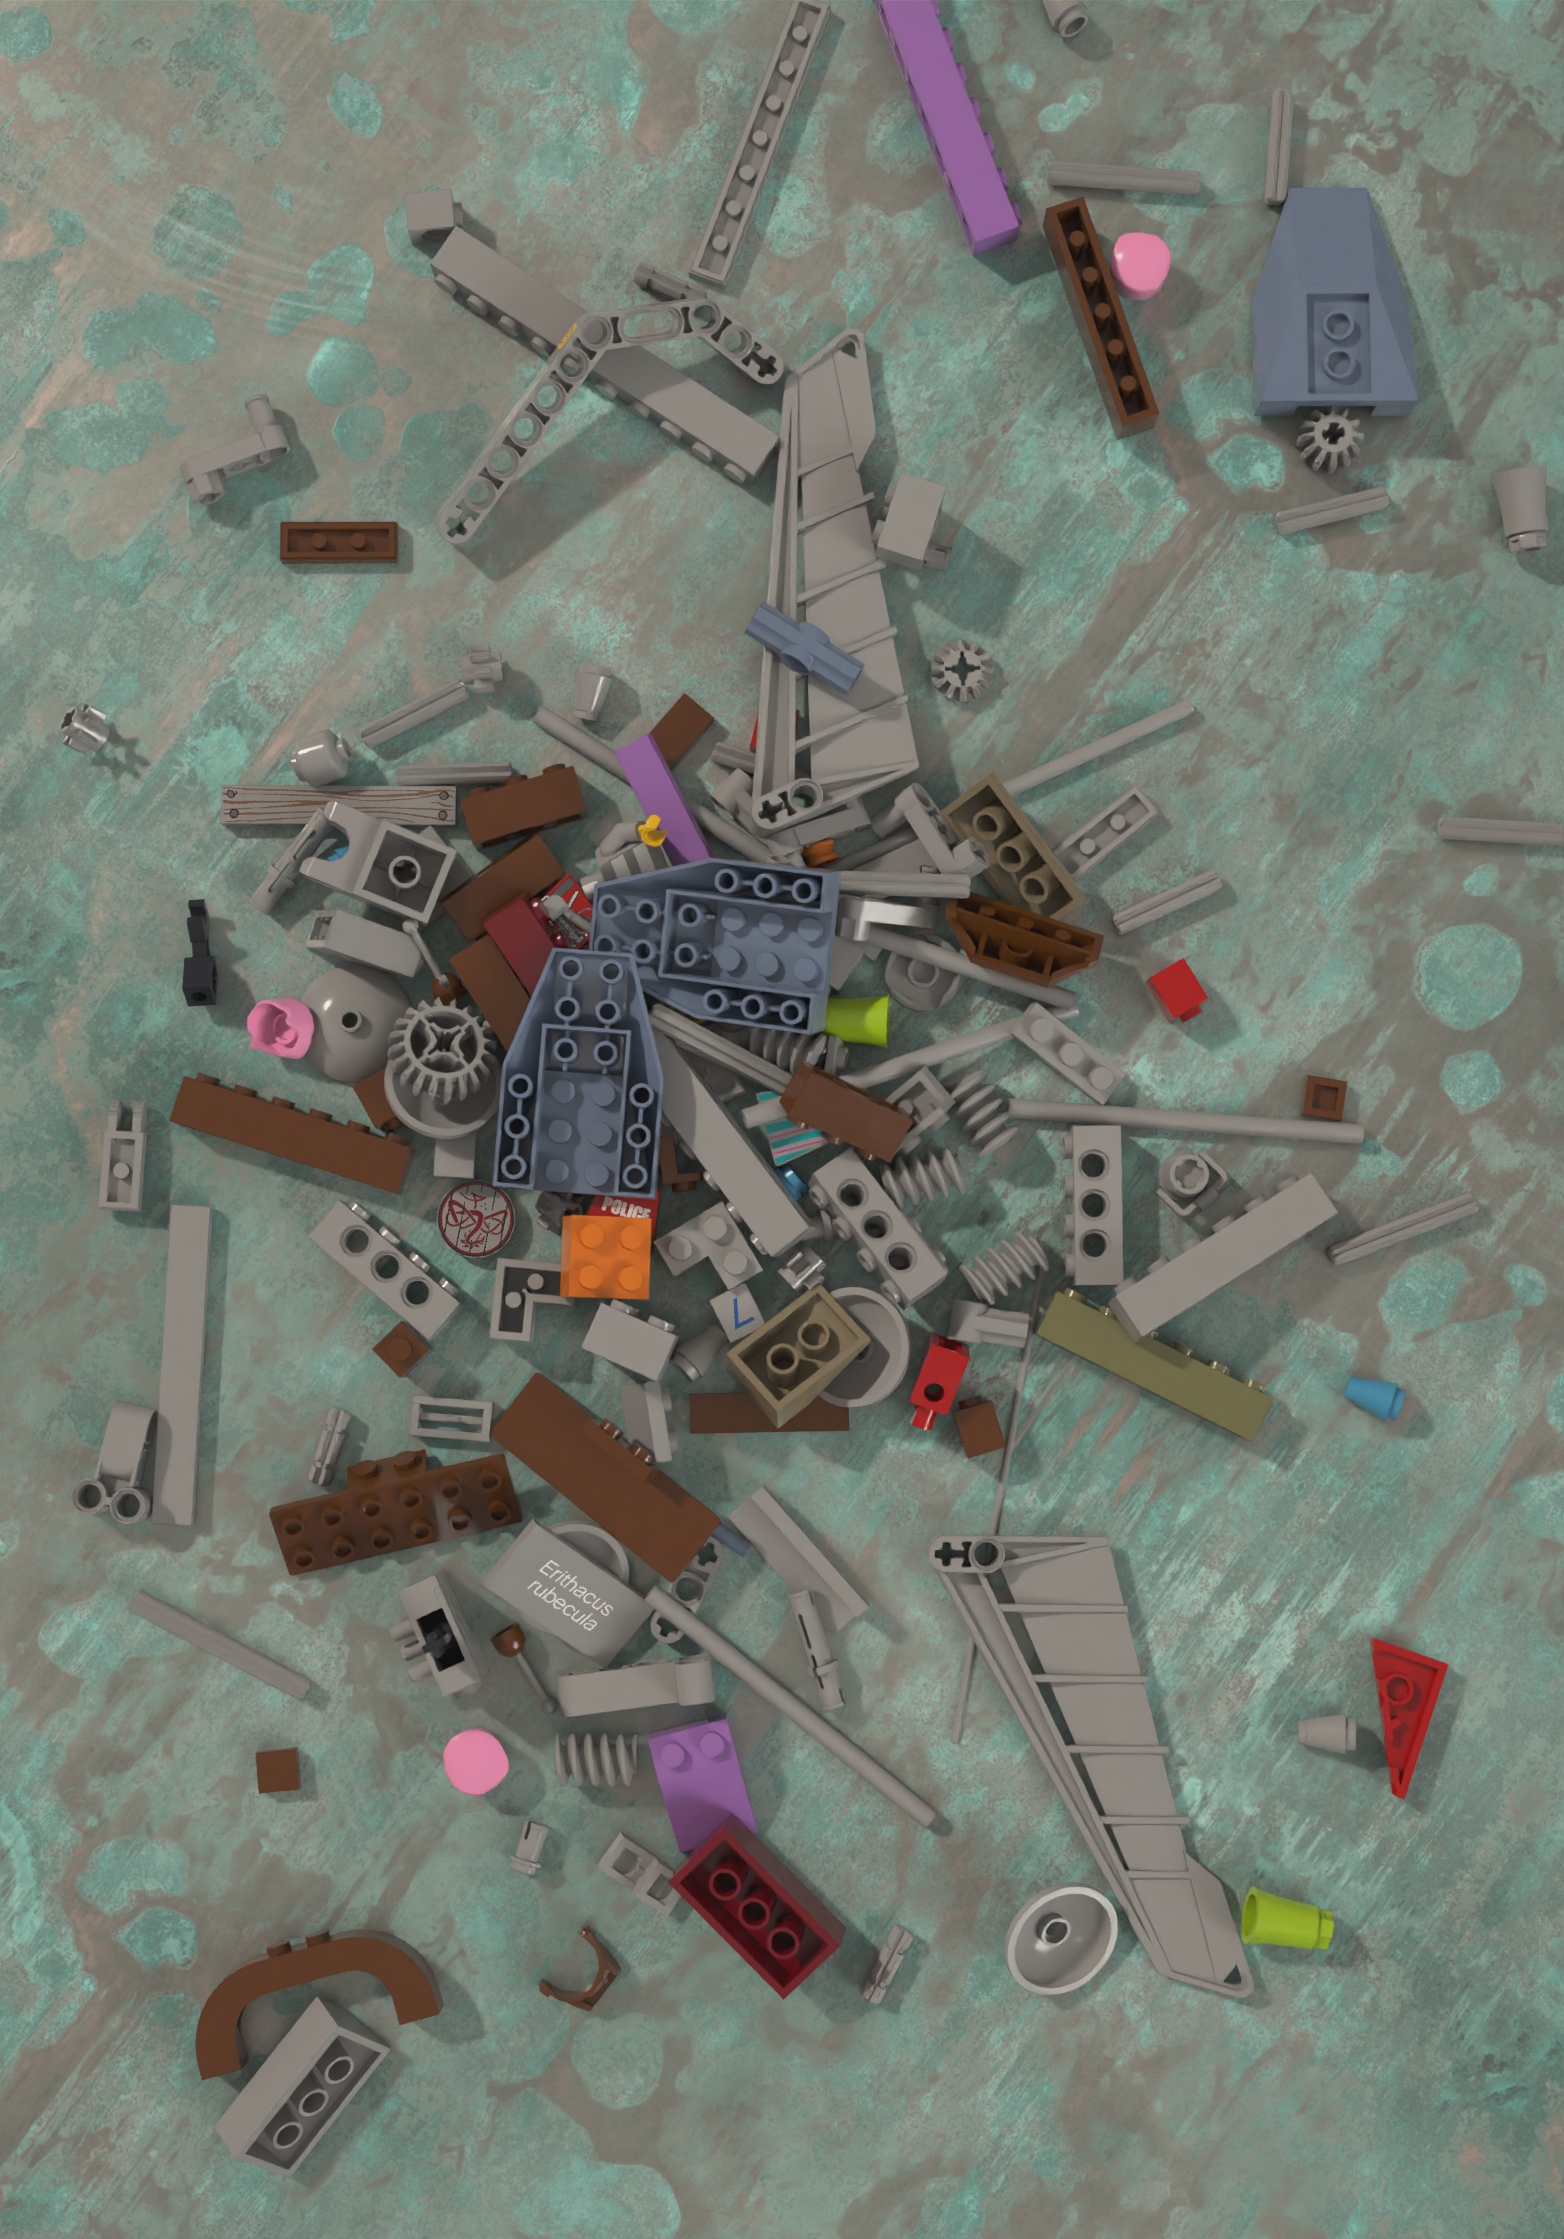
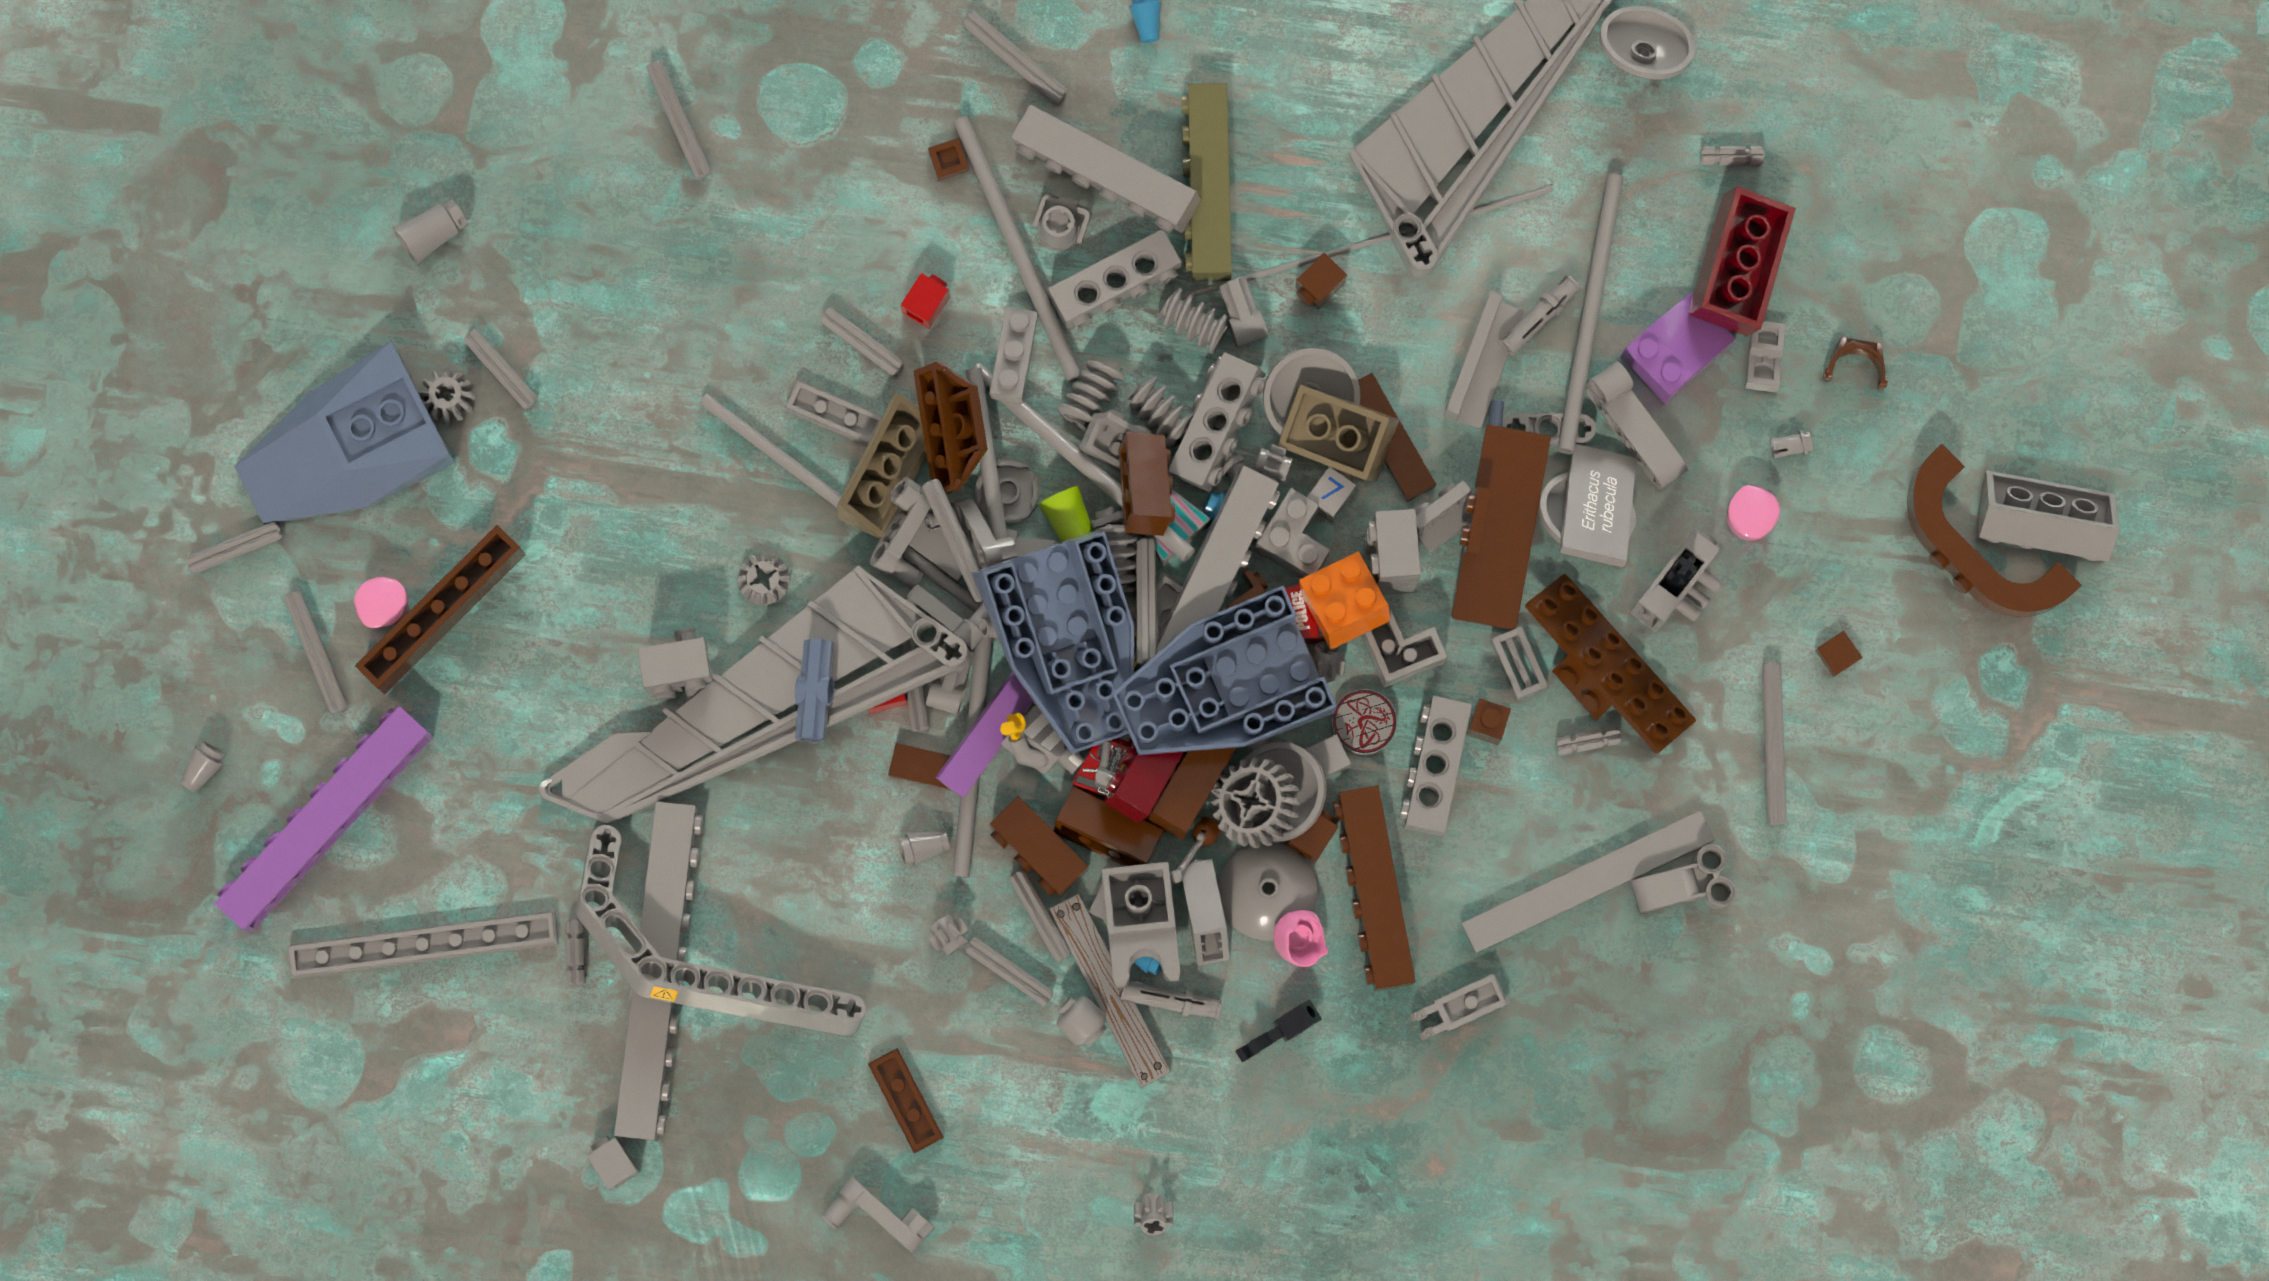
camera: 120 degrees left, 5 degrees down
(510, 1643) = (1656, 534): hinge -> none
(596, 1760) = (1703, 428): light grey piece -> none
(698, 1353) = (1366, 505): light grey cone -> none
(820, 854) = (960, 607): orange bush -> none
(941, 1364) = (1300, 326): red torso -> none

